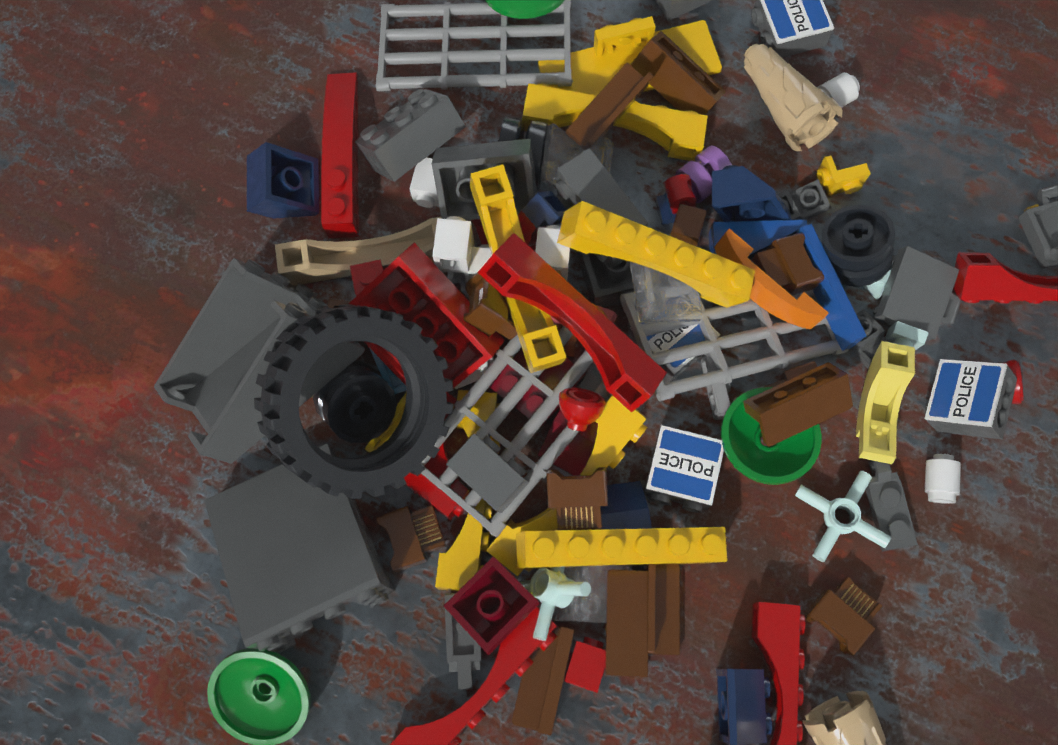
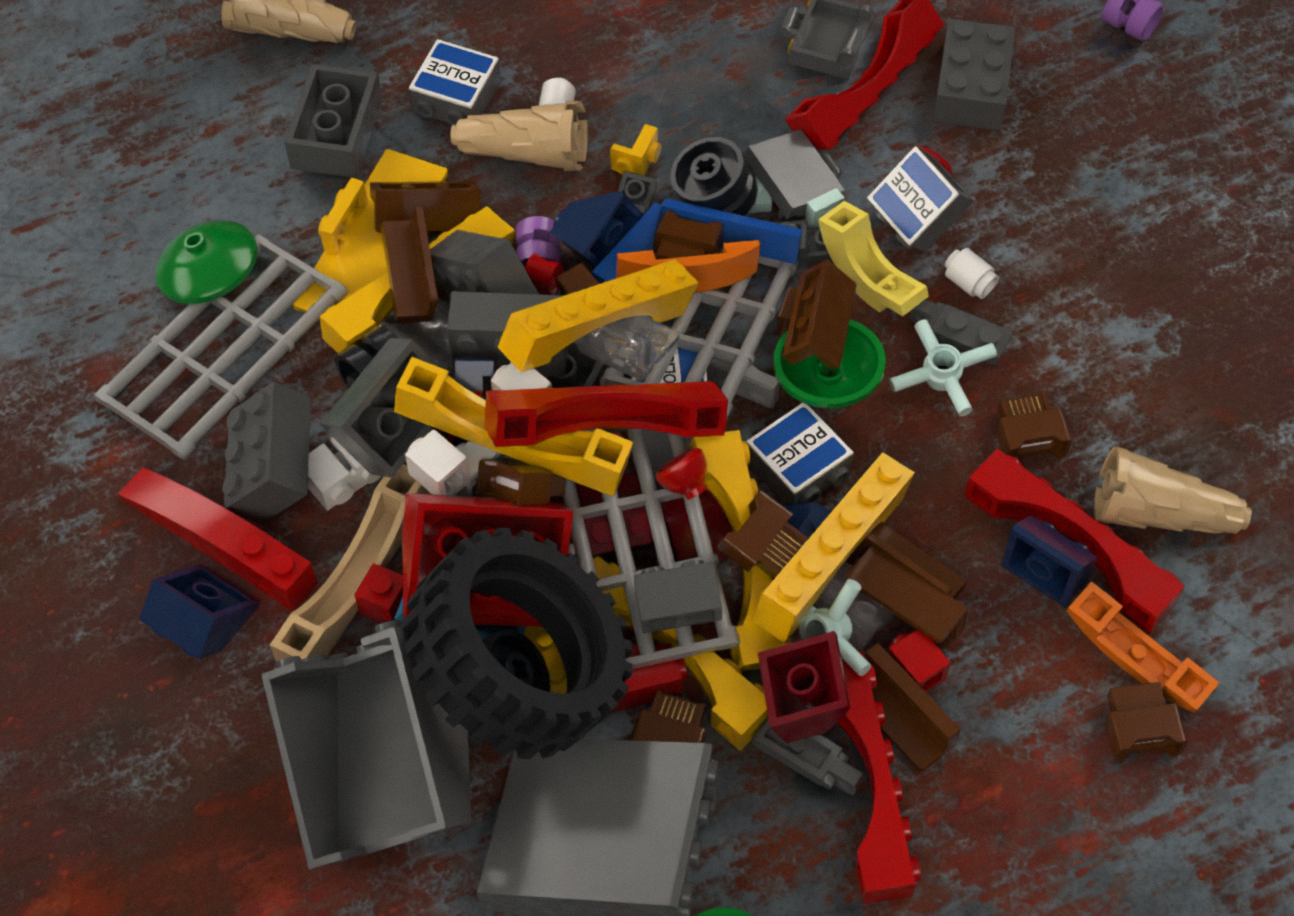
camera: 55 degrees left, 15 degrees down
(639, 155) = (479, 264): none -> dark grey brick

